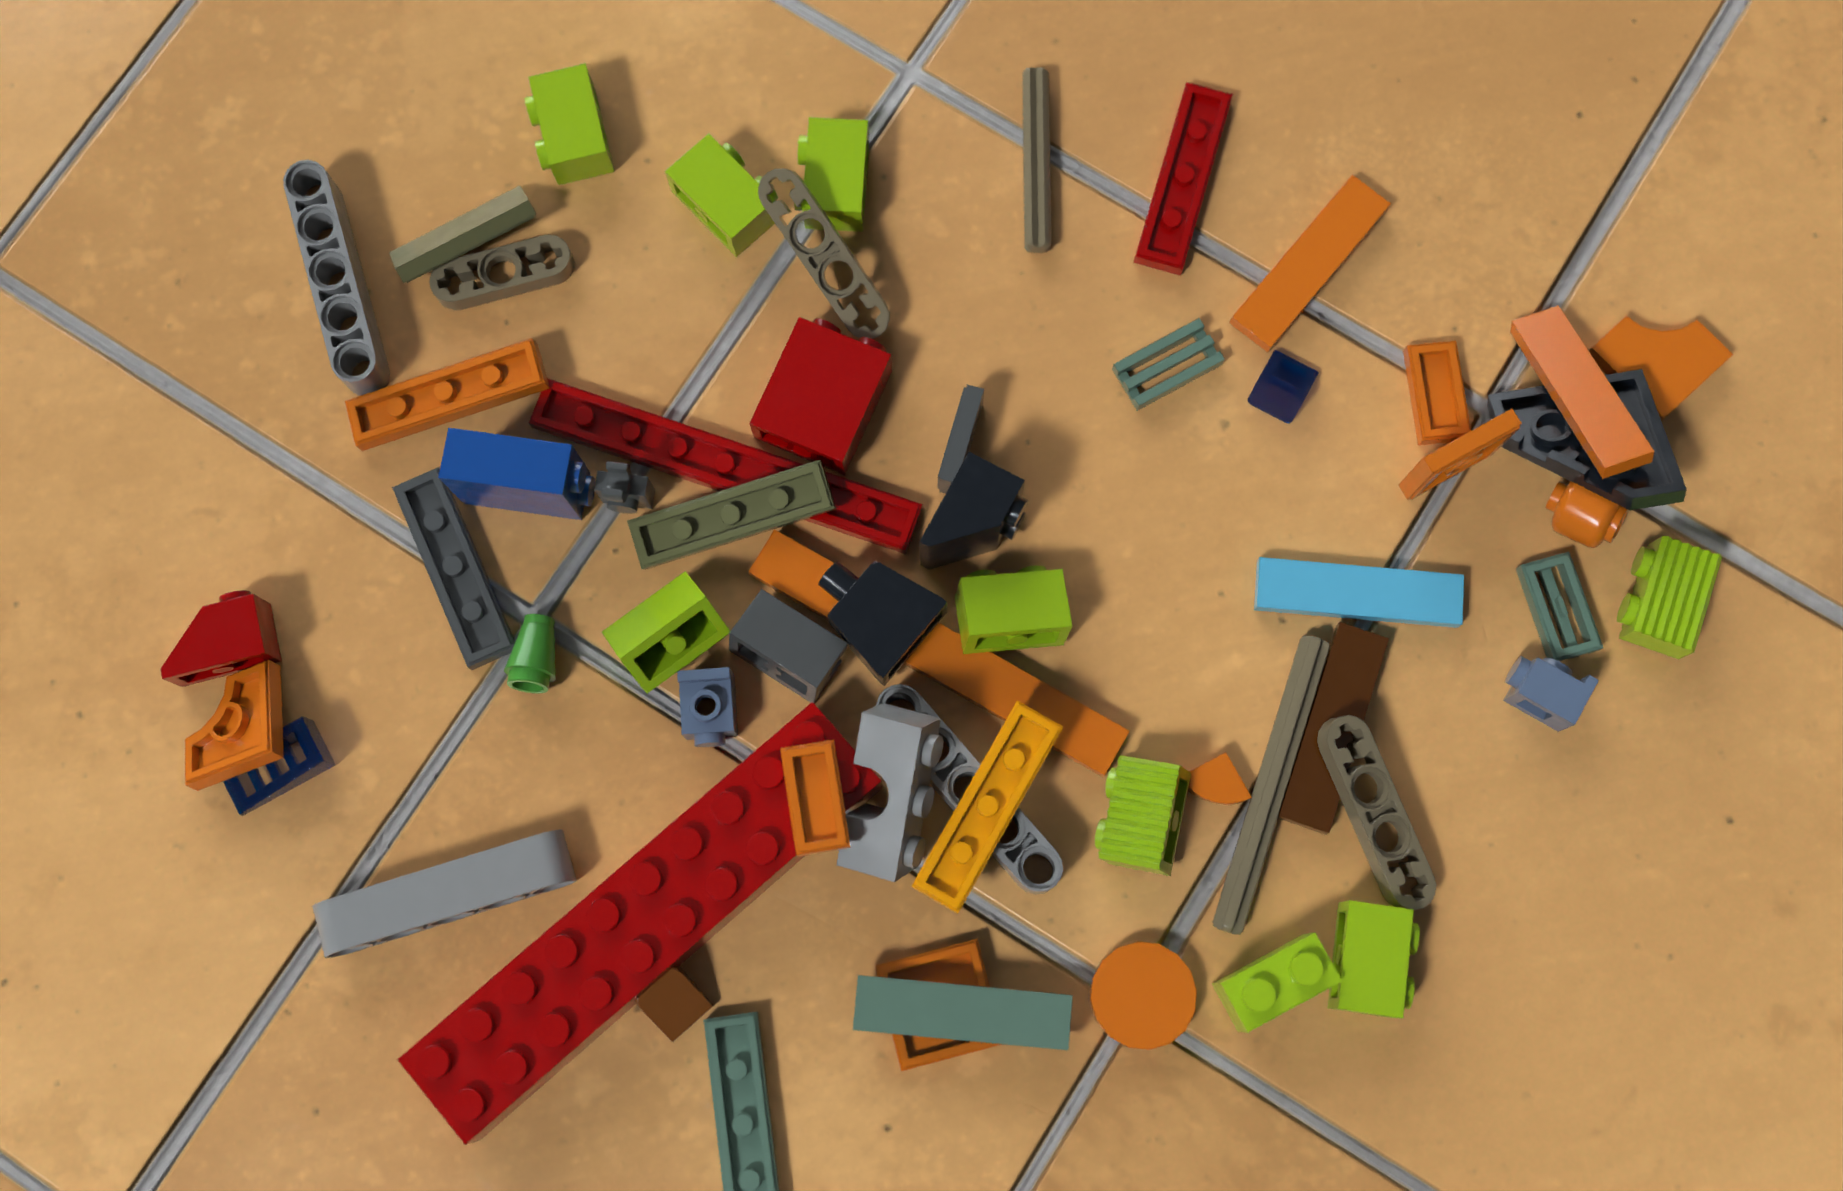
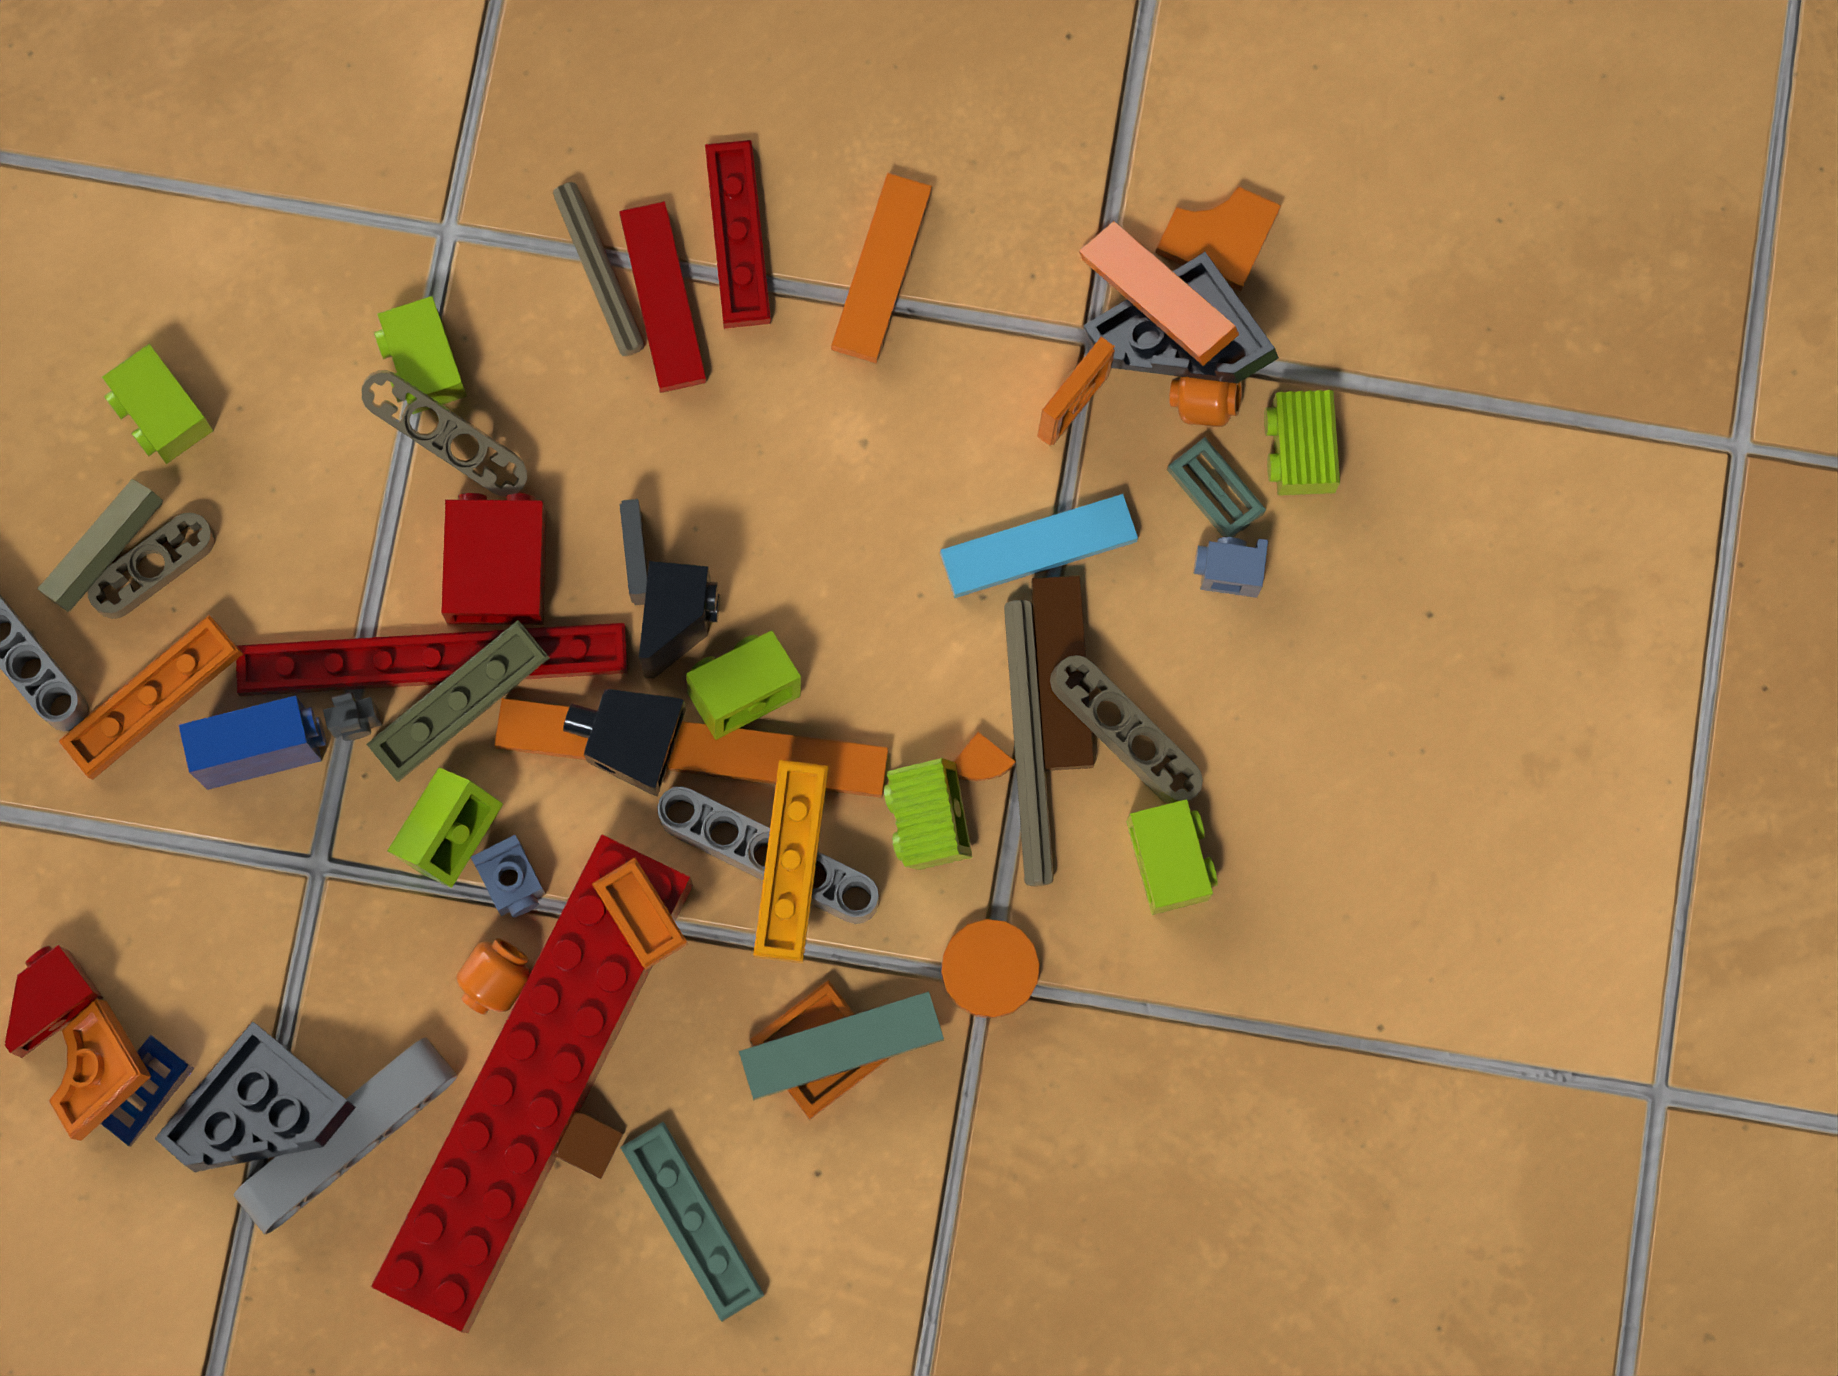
camera: 30 degrees left, 0 degrees up
(368, 830) = (254, 1108): none -> plate
(455, 569) = (226, 850): dark grey tile -> none
(533, 656) = (333, 898): bright green cone -> none
(651, 797) = (493, 976): none -> orange head
(721, 193) = (324, 413): lime brick -> none
(787, 646) = (557, 796): dark grey hinge -> none
(902, 750) = (699, 842): light grey arch -> none
(1086, 210) = (662, 297): none -> red tile
(1203, 344) = (816, 379): sand green tile -> none
(1276, 982) = (1097, 909): lime brick -> none
(1282, 387) = (901, 389): clear blue slope -> none
(1436, 392) = (1038, 340): orange tile -> none

